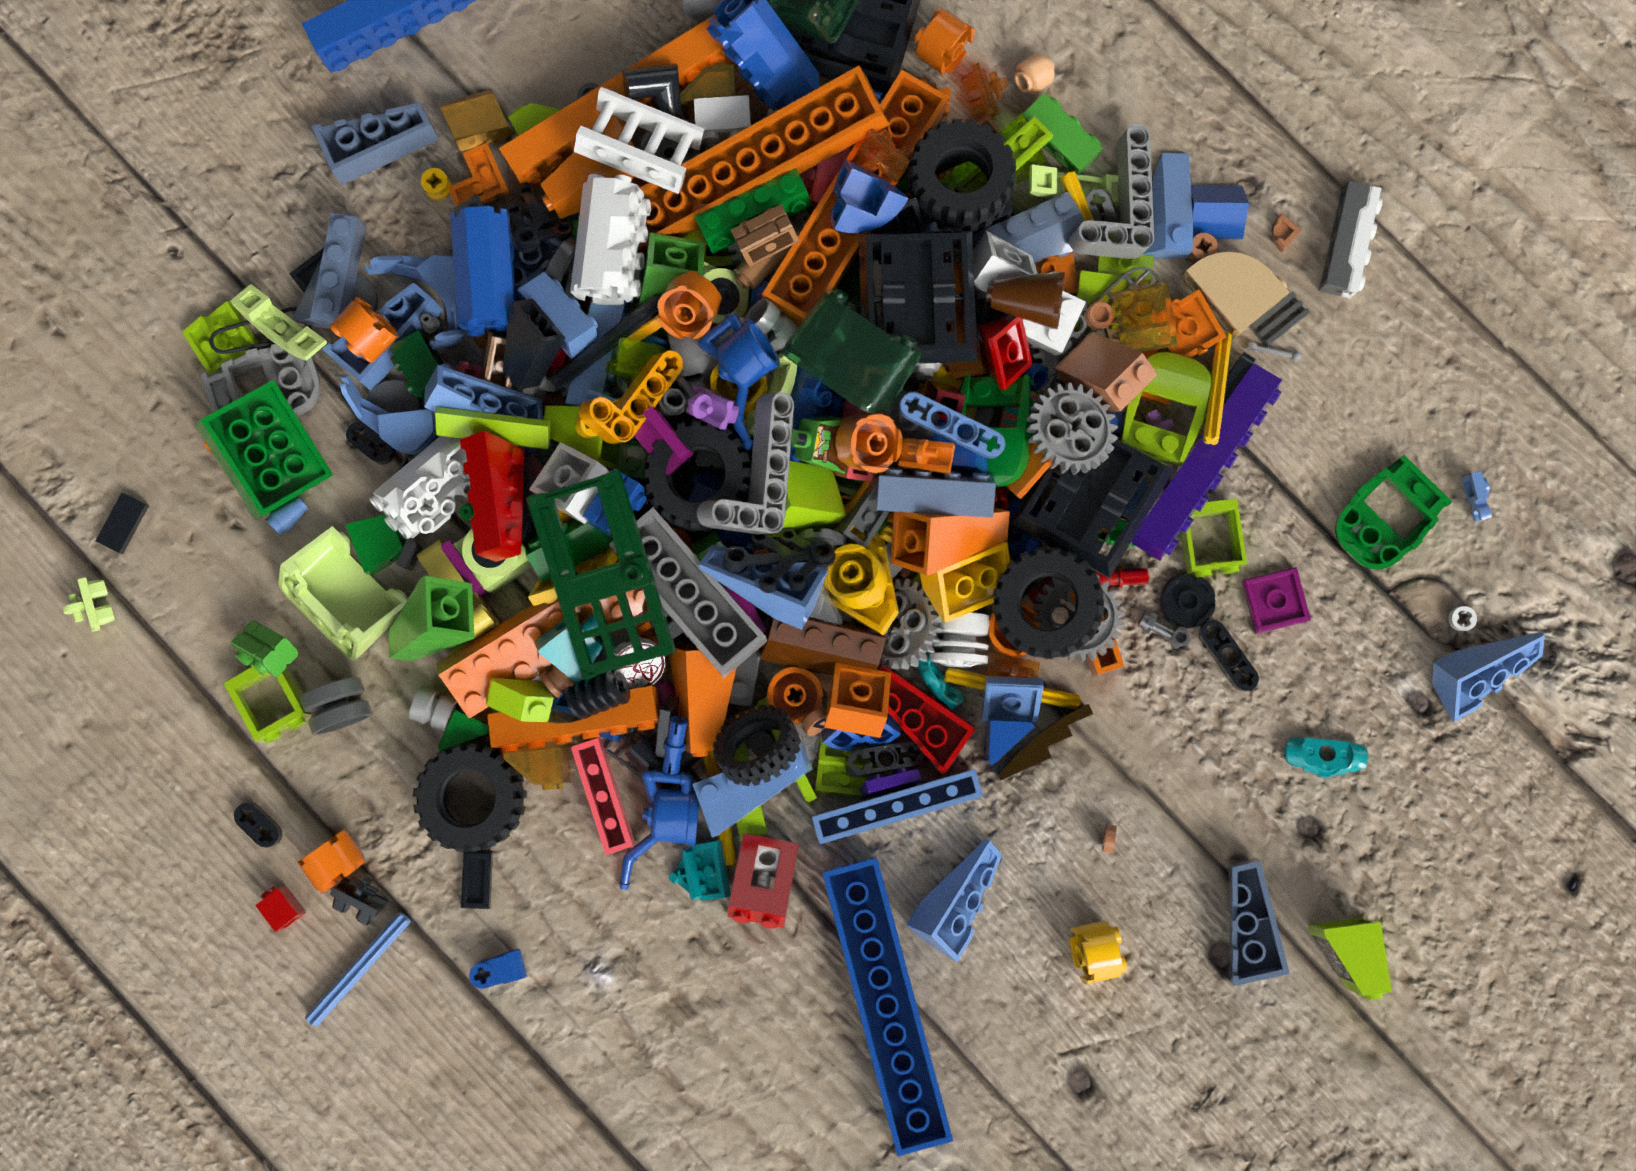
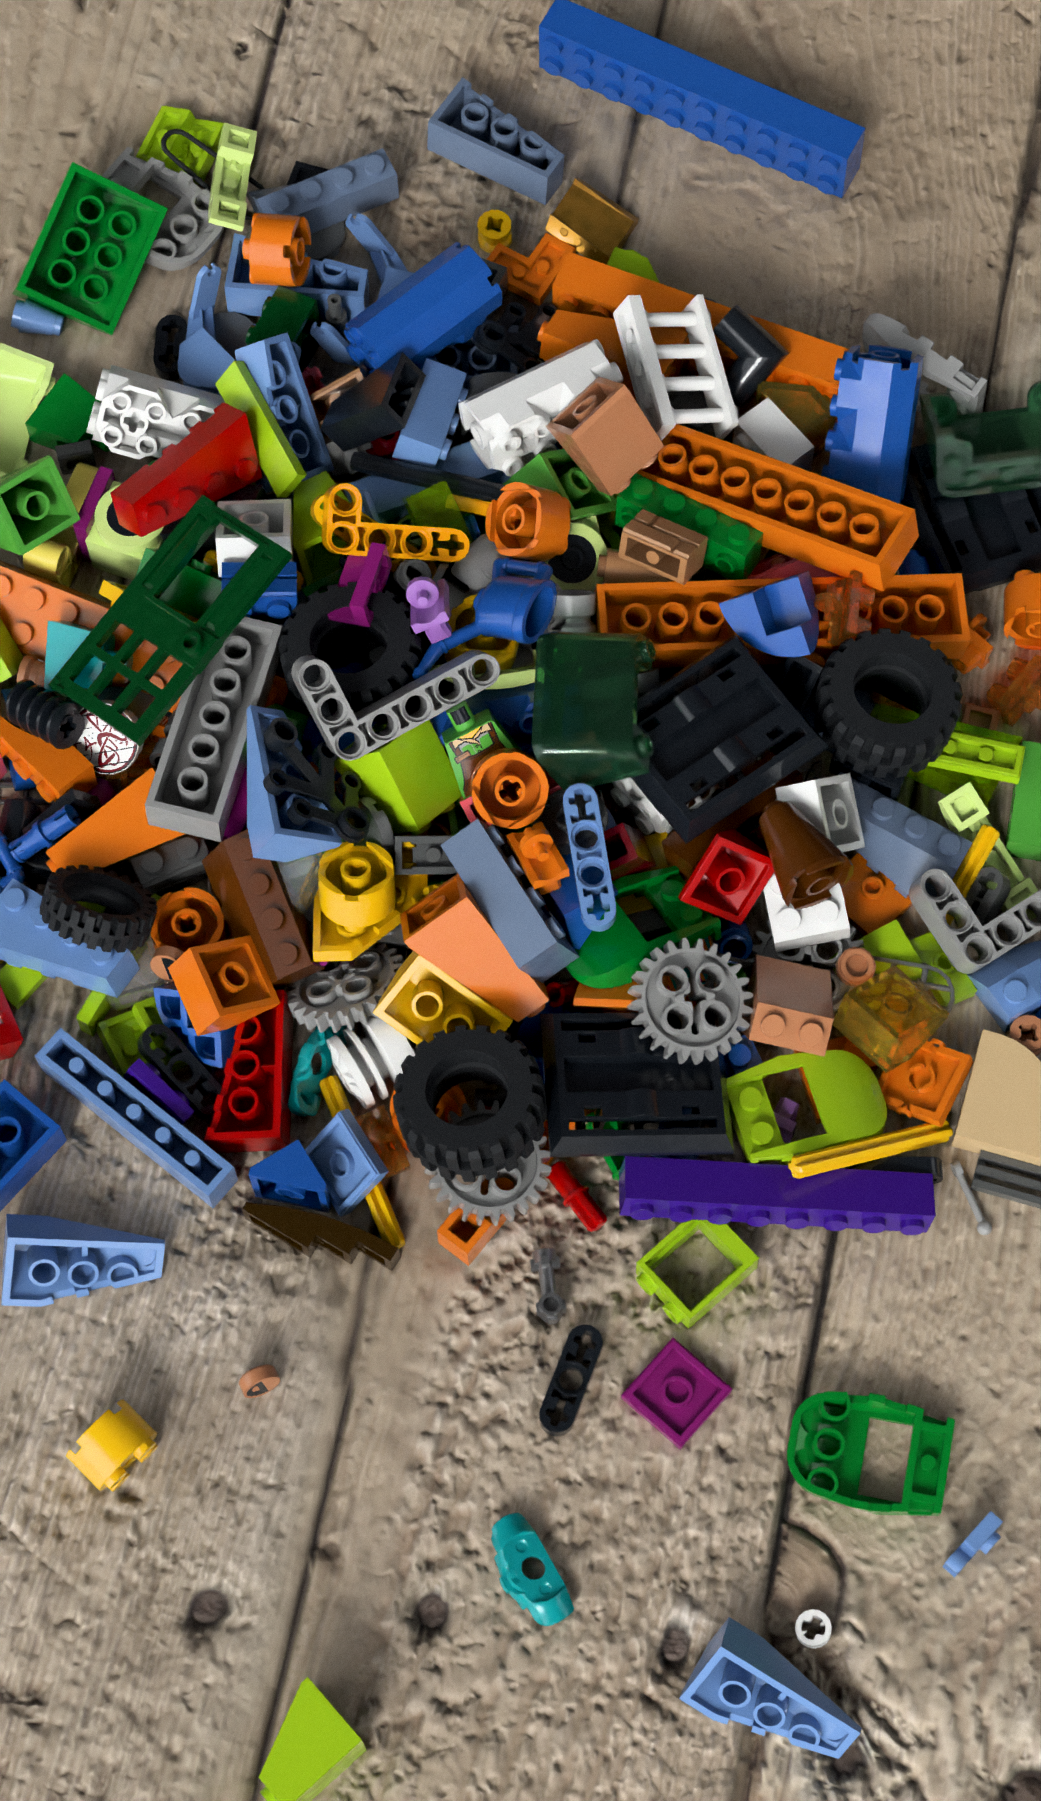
camera: 55 degrees right, 15 degrees down
(665, 215) = (606, 435): none -> nougat slope
(1187, 601) = (603, 1292): black tile -> none
(1253, 932) = (264, 1611): sand blue wedge -> none

